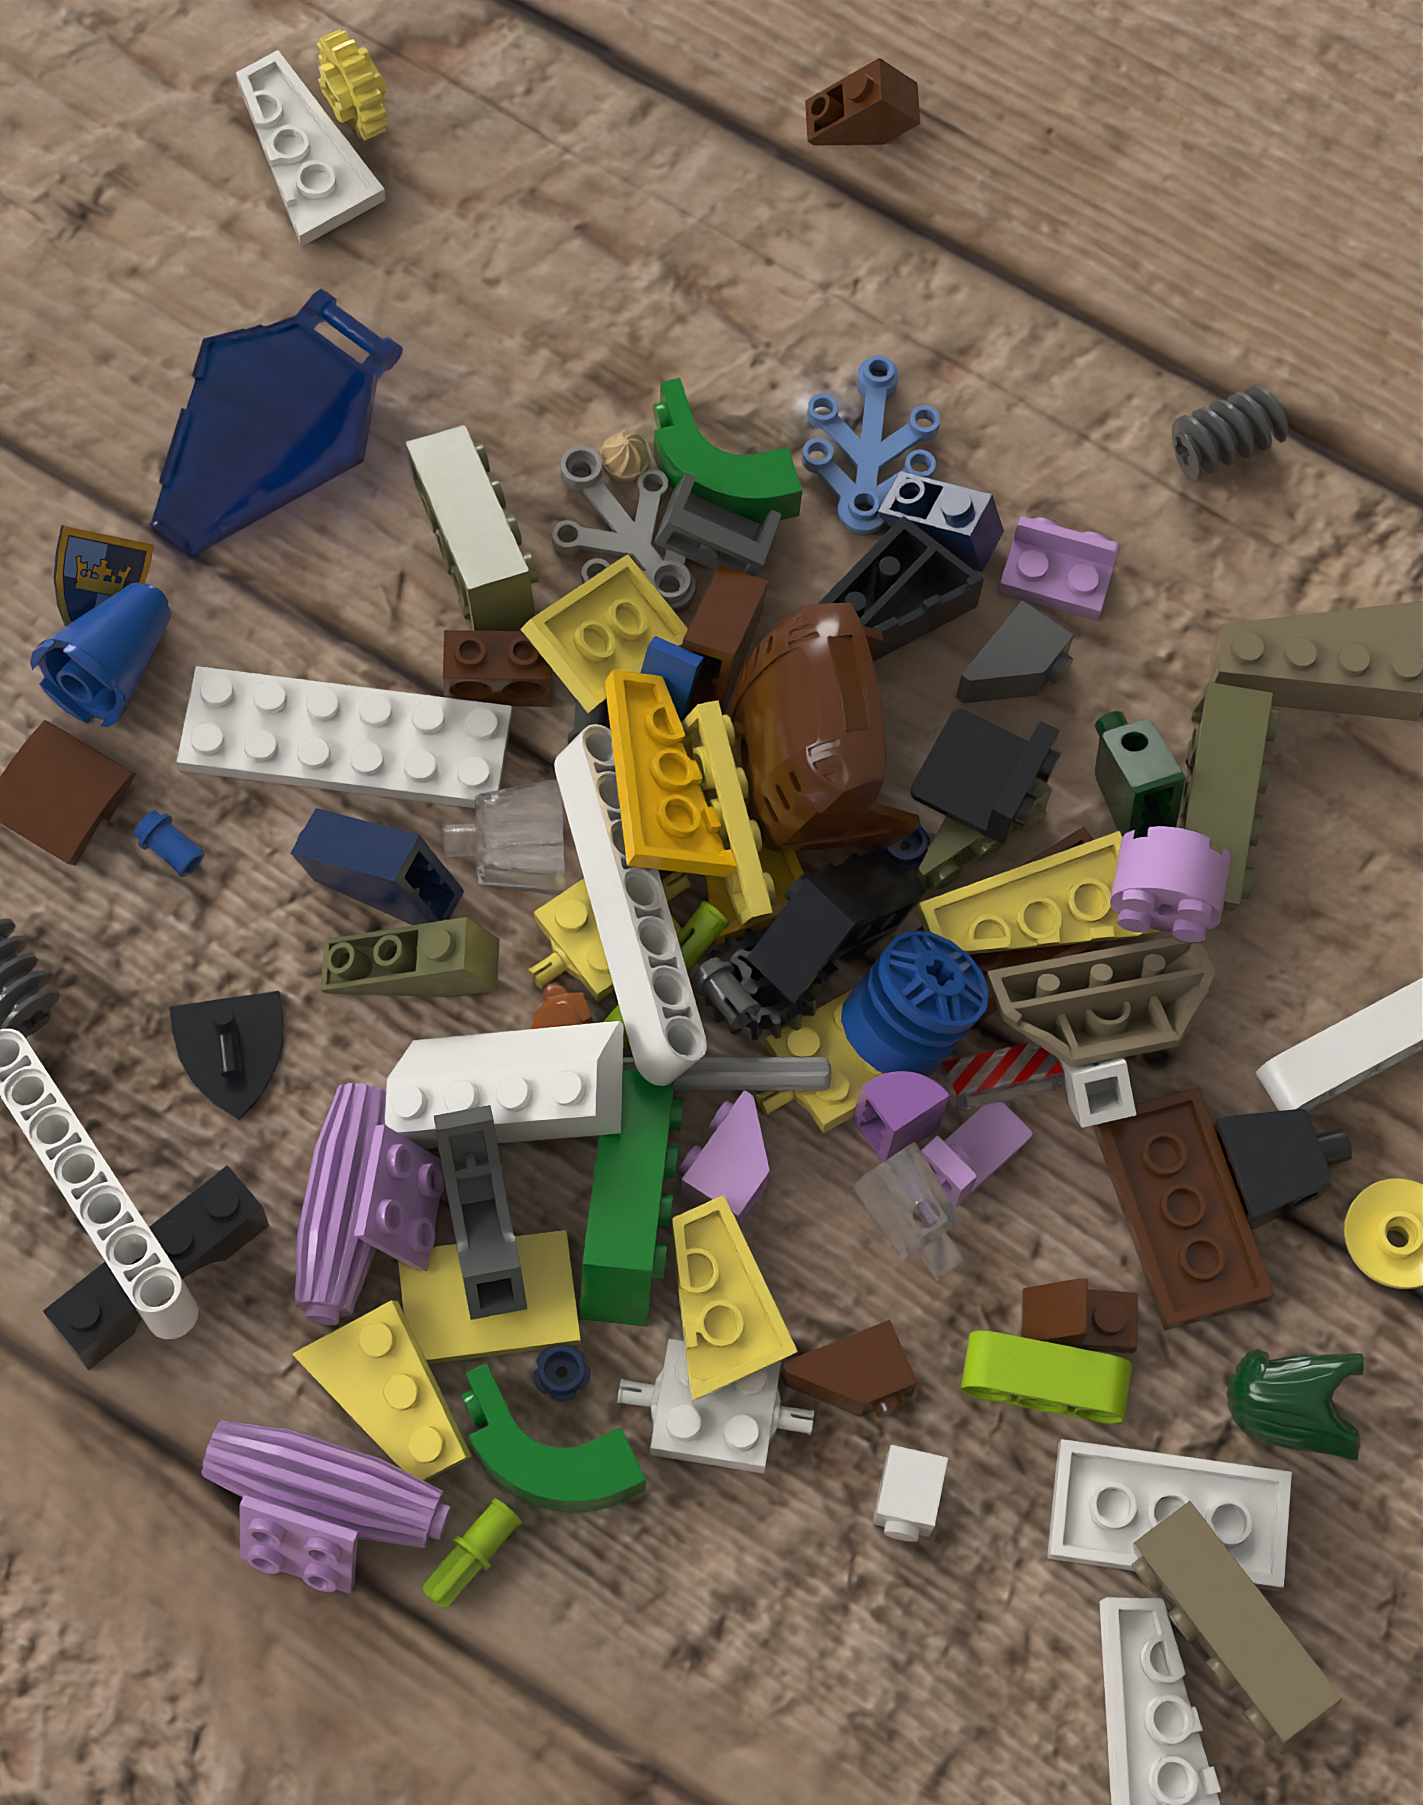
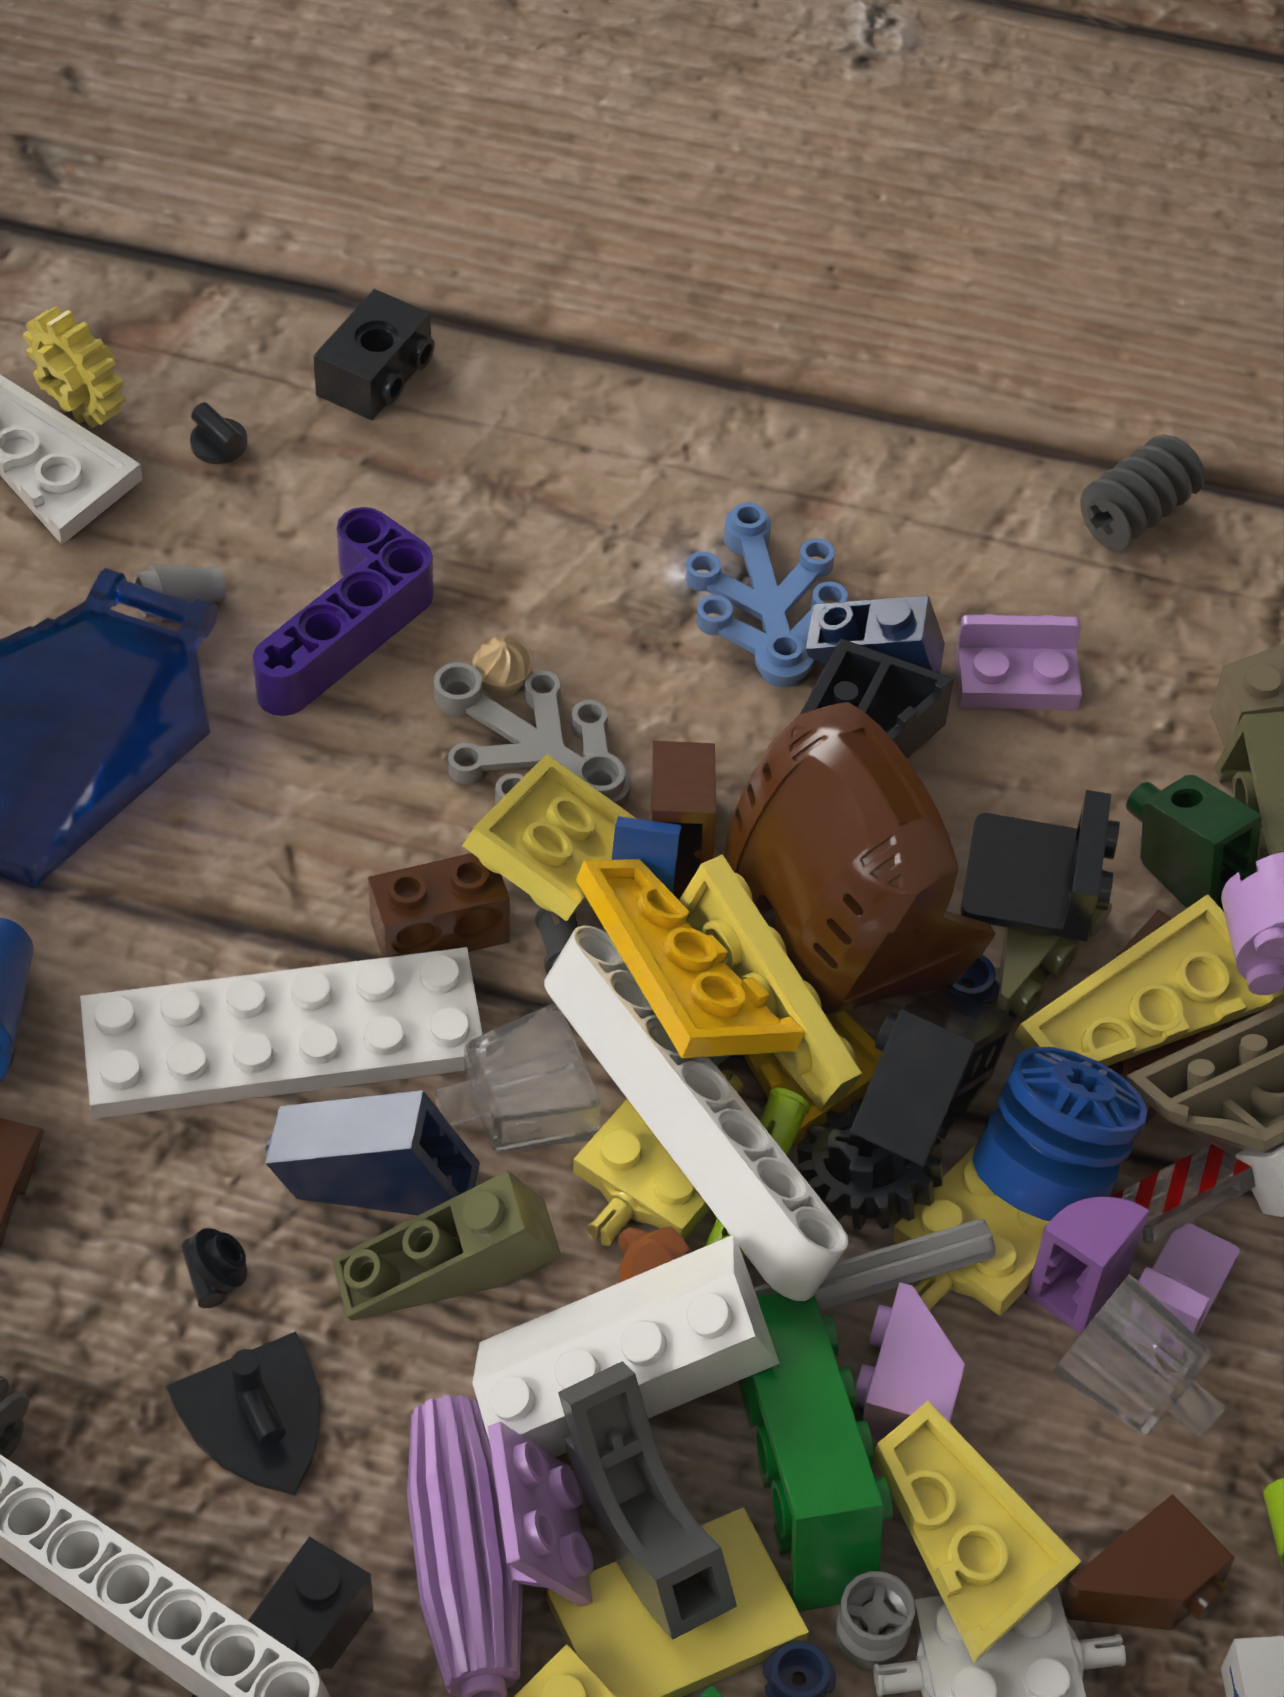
camera: 15 degrees left, 15 degrees down
(168, 843) = (108, 1197): blue pin -> none
(233, 921) = (214, 1265): none -> black plate
(384, 314) = (183, 582): none -> light grey cone
(458, 176) = (216, 438): none -> black plate
(472, 531) = (361, 773): wedge -> none
(542, 353) = (381, 592): none -> dark purple beam
(625, 105) = (373, 354): none -> black brick
(635, 1336) = (878, 1603): none -> light grey wheel
(714, 533) = (630, 718): dark grey panel -> none
(725, 991) = (838, 1176): dark grey pin -> none
(735, 482) = (613, 663): green arch -> none
(864, 107) = (634, 280): reddish brown slope -> none
(1018, 658) = (1015, 759): dark grey slope -> none

